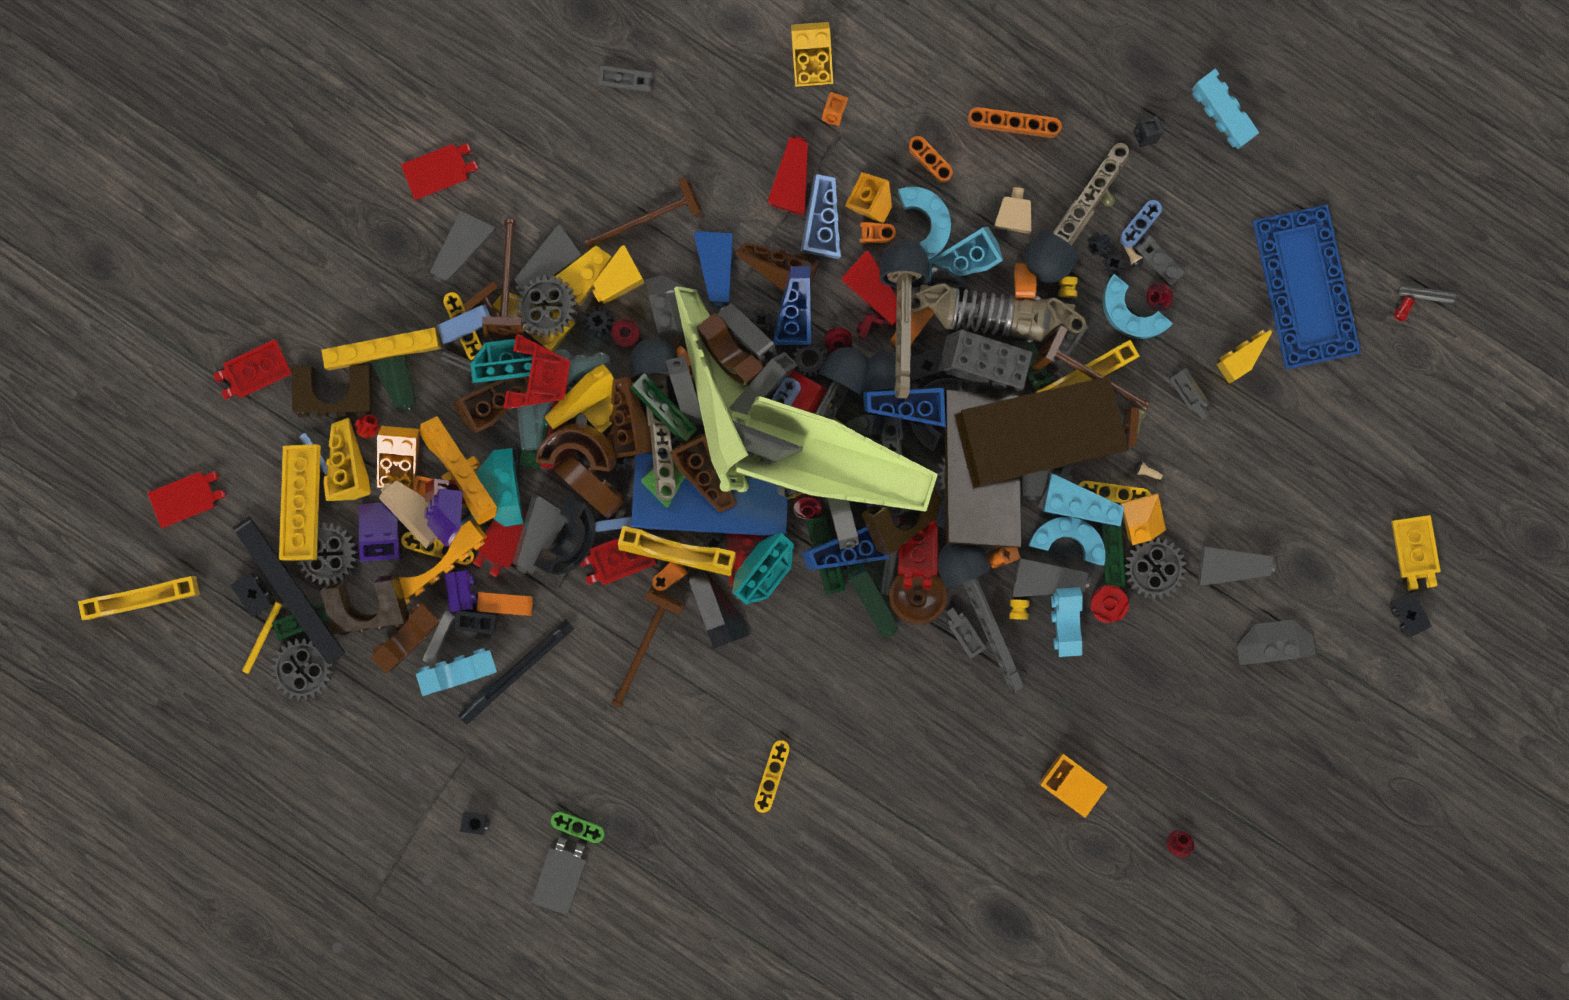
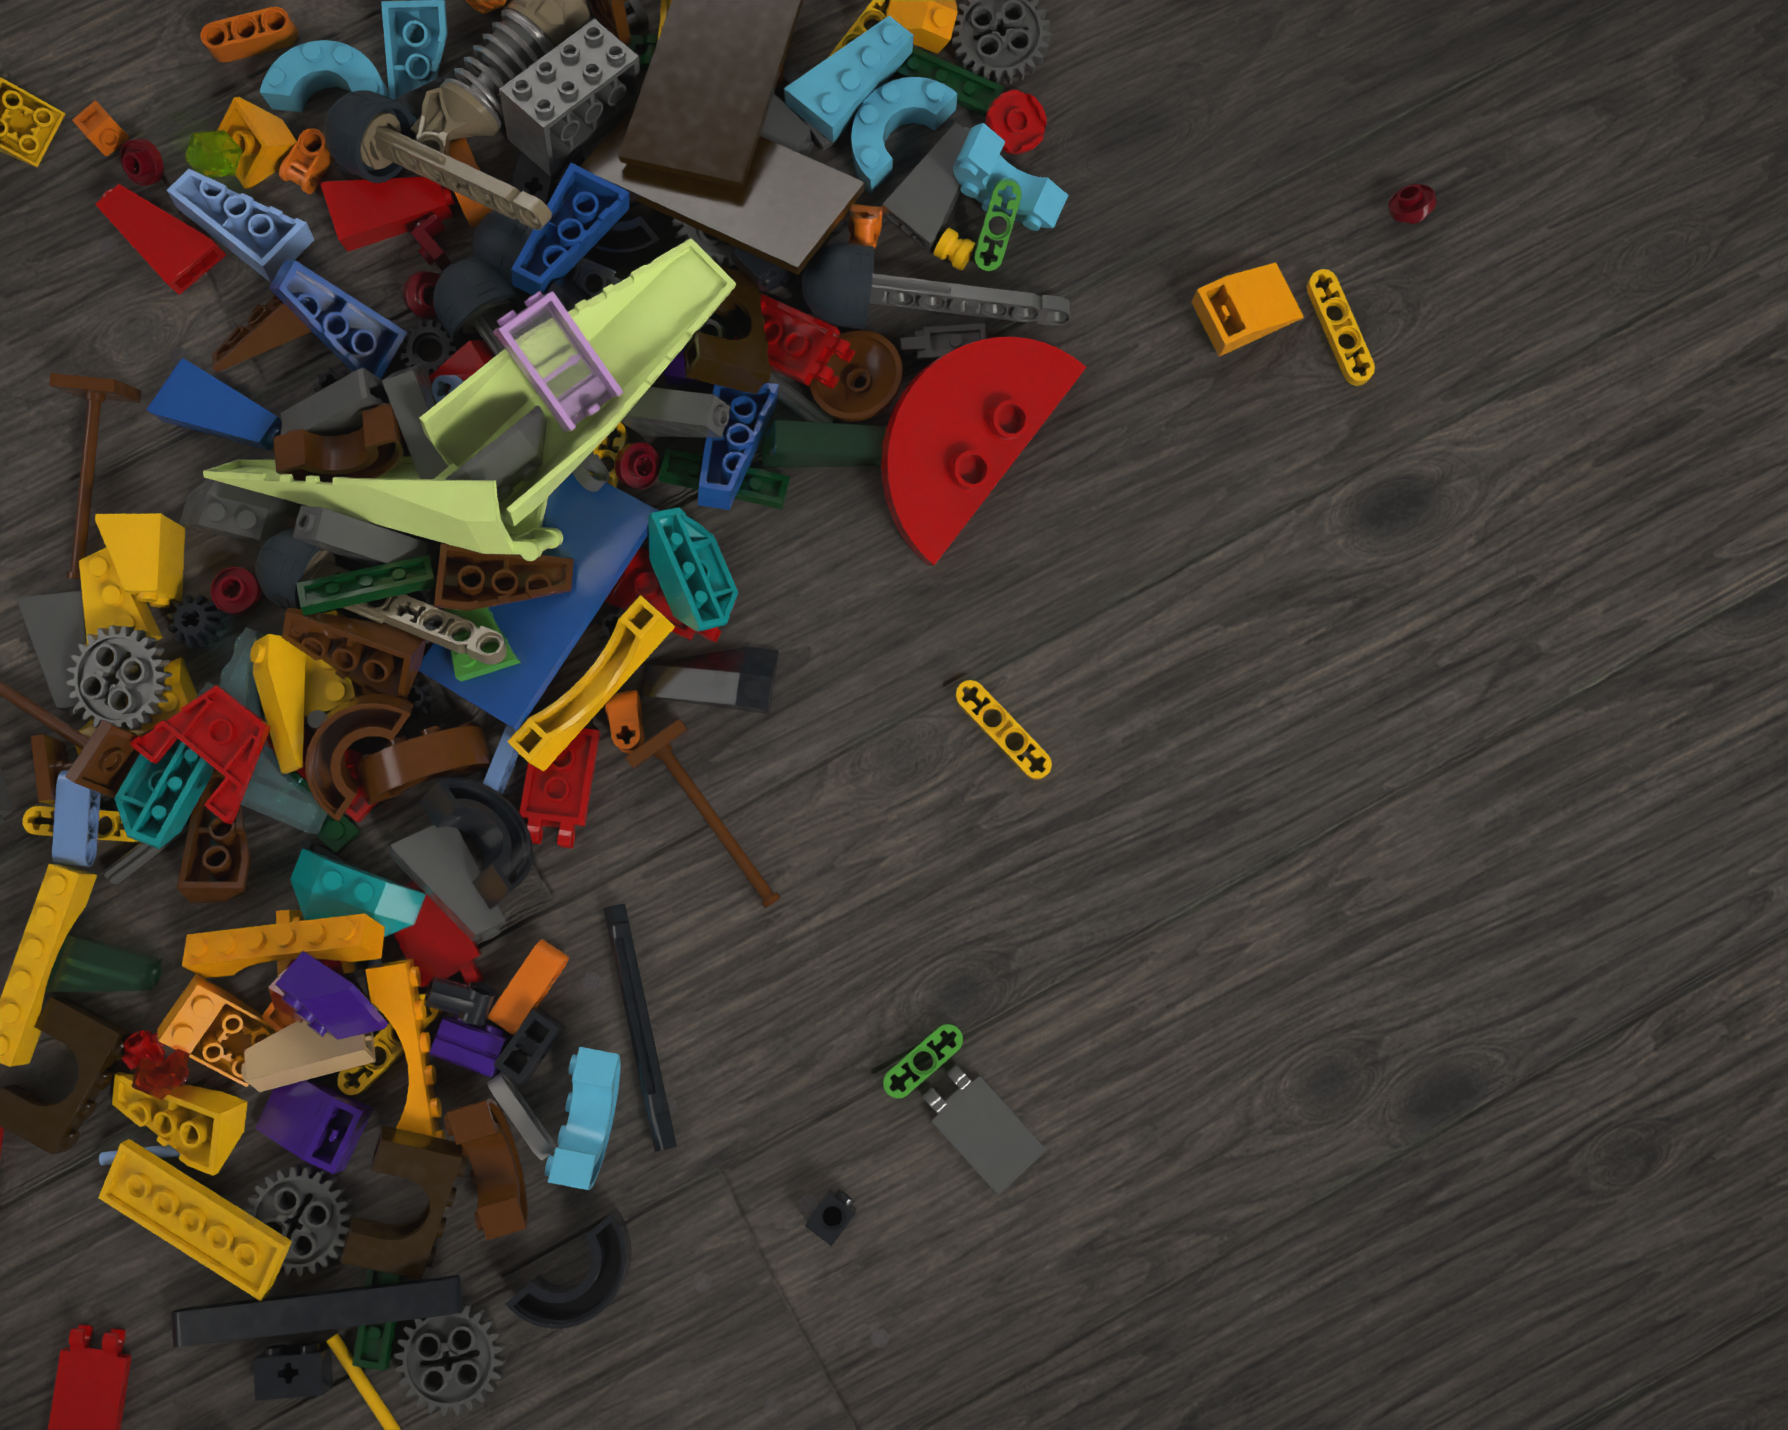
camera: 65 degrees left, 5 degrees down
(360, 447) = (161, 1078): none -> clear red bracket
(369, 723) = (572, 1305): none -> black brick
(481, 579) = (469, 1001): none -> black piece
(827, 145) = (142, 162): none -> dark red plate
(830, 445) = (557, 359): none -> door
(851, 182) = (213, 154): none -> clear neon green brick
(919, 669) = (963, 431): none -> red plate
(1049, 621) = (996, 199): none -> bright green beam
(1087, 838) = (1346, 325): none -> yellow beam

